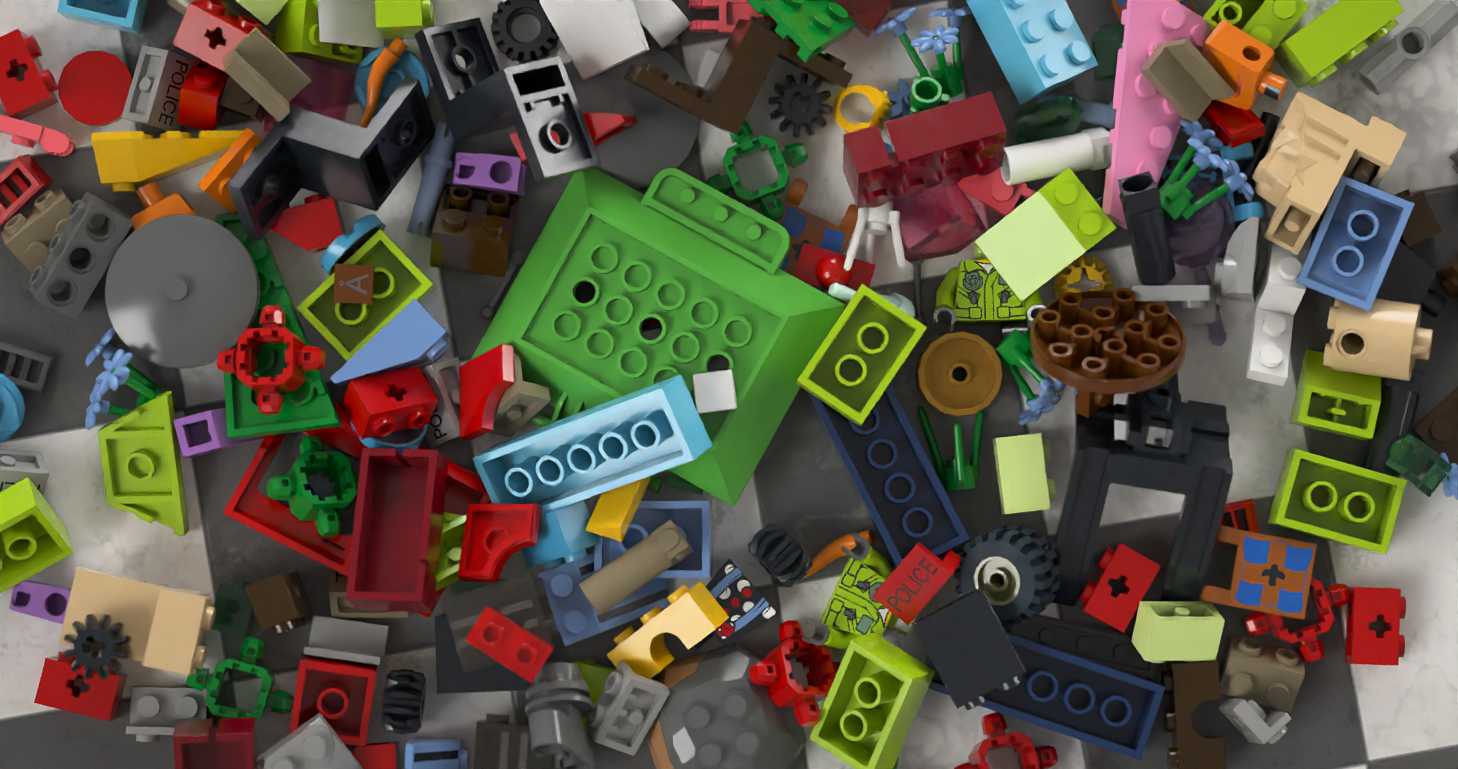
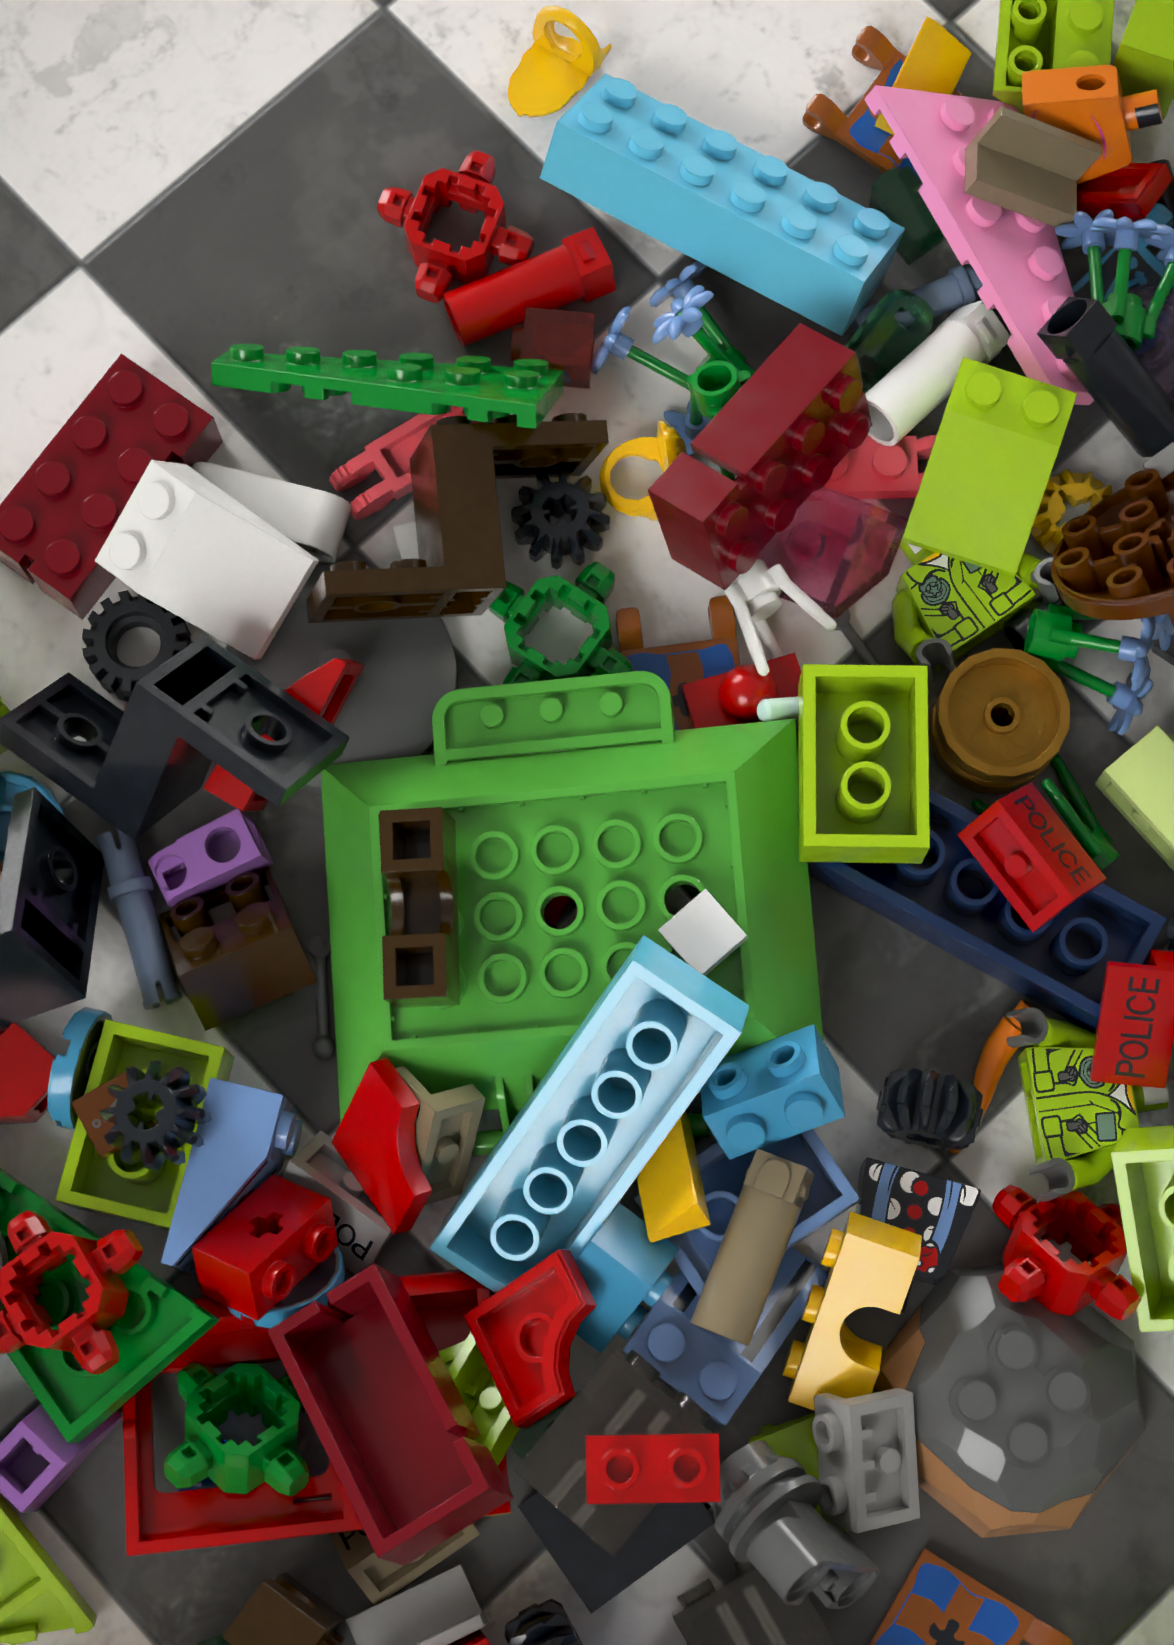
camera: 30 degrees left, 10 degrees down
(381, 311) = (175, 1119): none -> black gear
(569, 299) = (422, 882): none -> dark brown arch
(699, 495) = (772, 1092): none -> dark azure brick
(920, 460) = (1031, 856): none -> red panel

